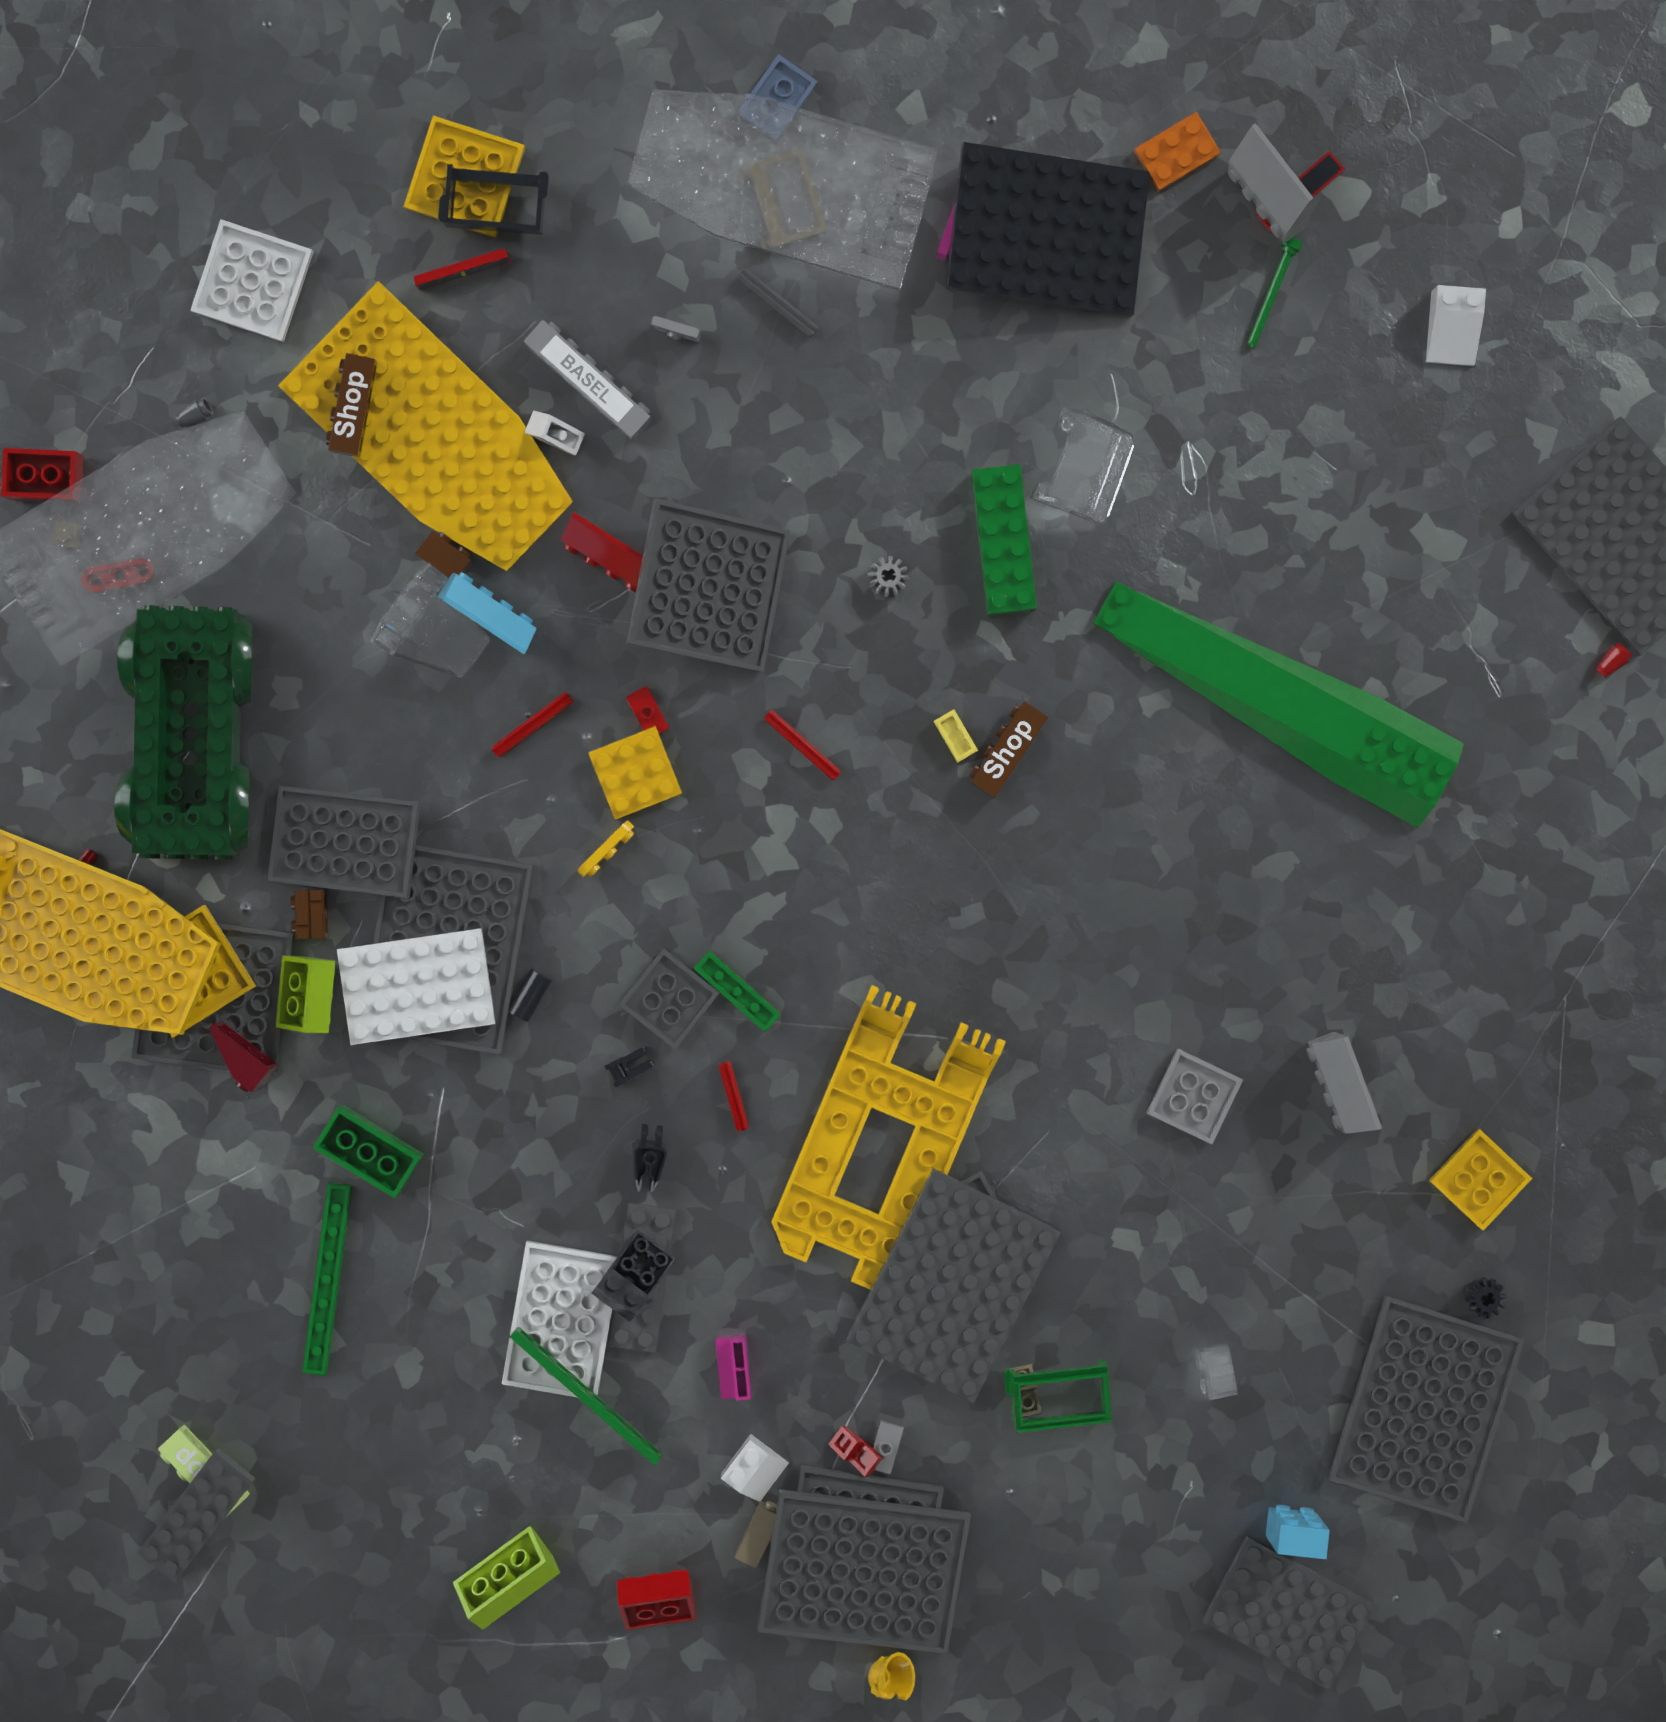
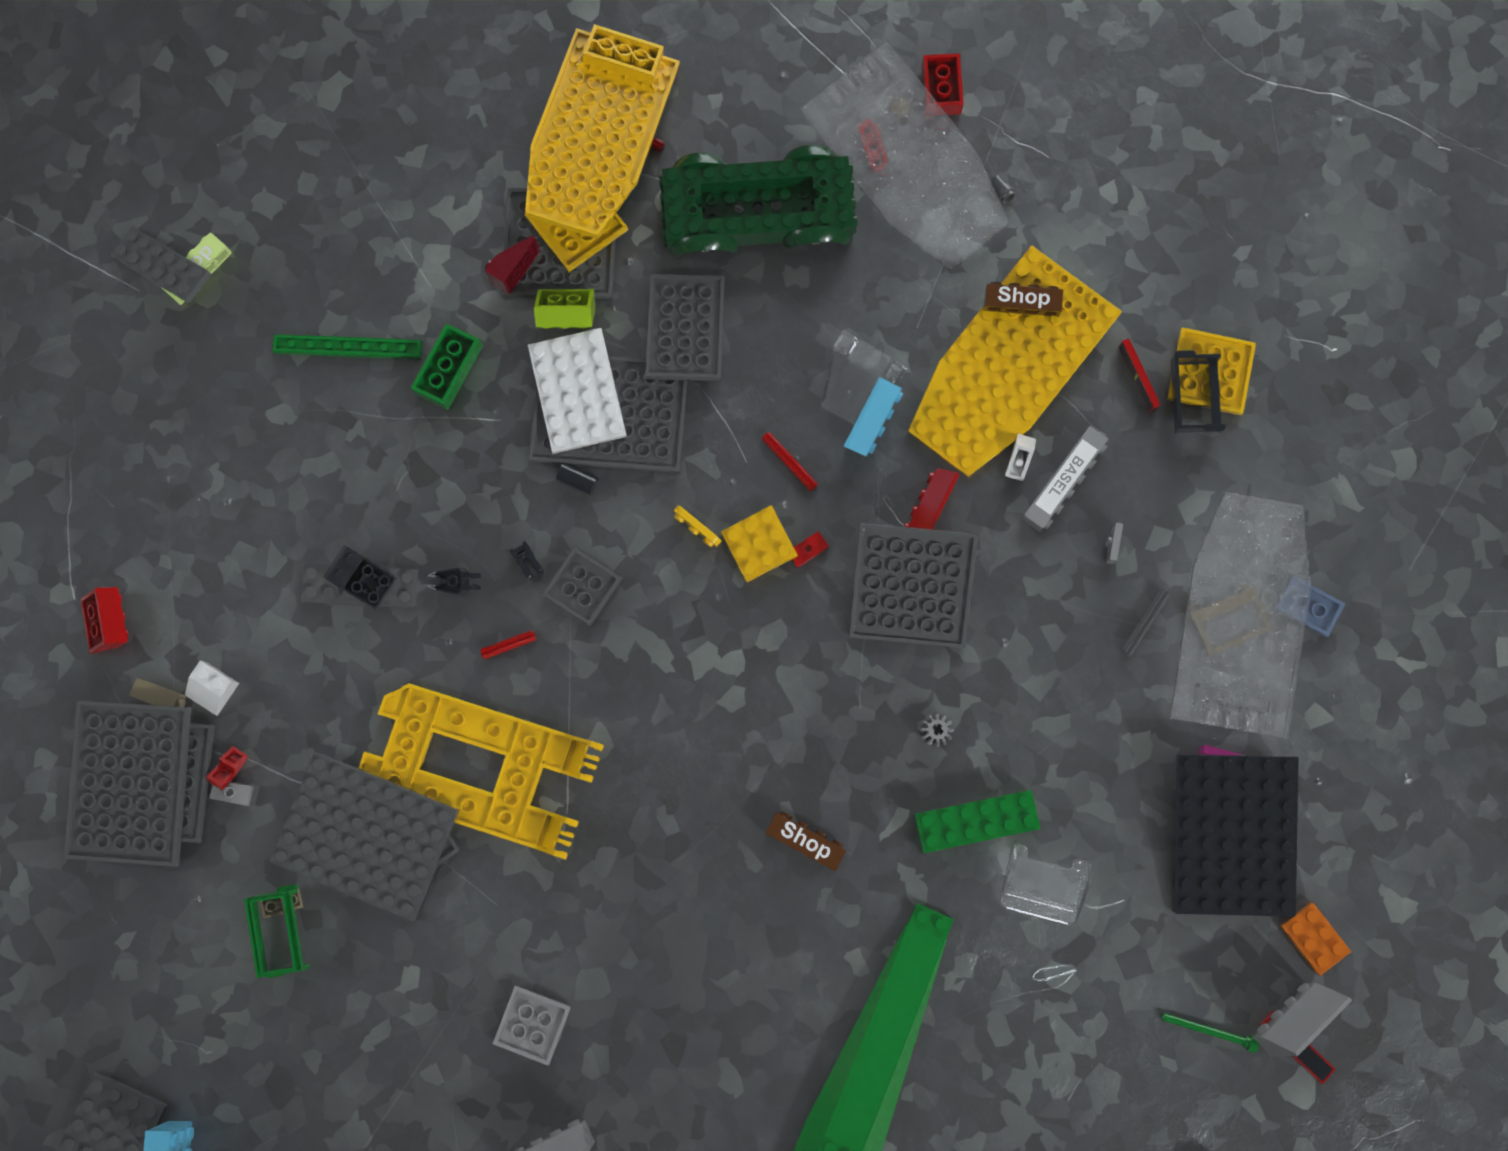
camera: 85 degrees right, 10 degrees down
(252, 280) = (1109, 222): white plate -> none
(310, 914) = (627, 308): reddish brown brick -> none
(443, 556) = (914, 381): reddish brown brick -> none
(505, 1578) = (118, 501): lime slope -> none
(561, 1316) = (318, 522): white plate -> none
(586, 1395) = (262, 549): green tile -> none
(733, 1367) = (291, 664): dark pink piece -> none
(737, 991) = (592, 639): green plate -> none
(802, 745) = (793, 674): red axle -> none
(892, 1677) = (43, 813): yellow helmet -> none
(955, 735) = (813, 797): light yellow plate -> none
(1217, 1371) = (303, 1066): clear brick -> none

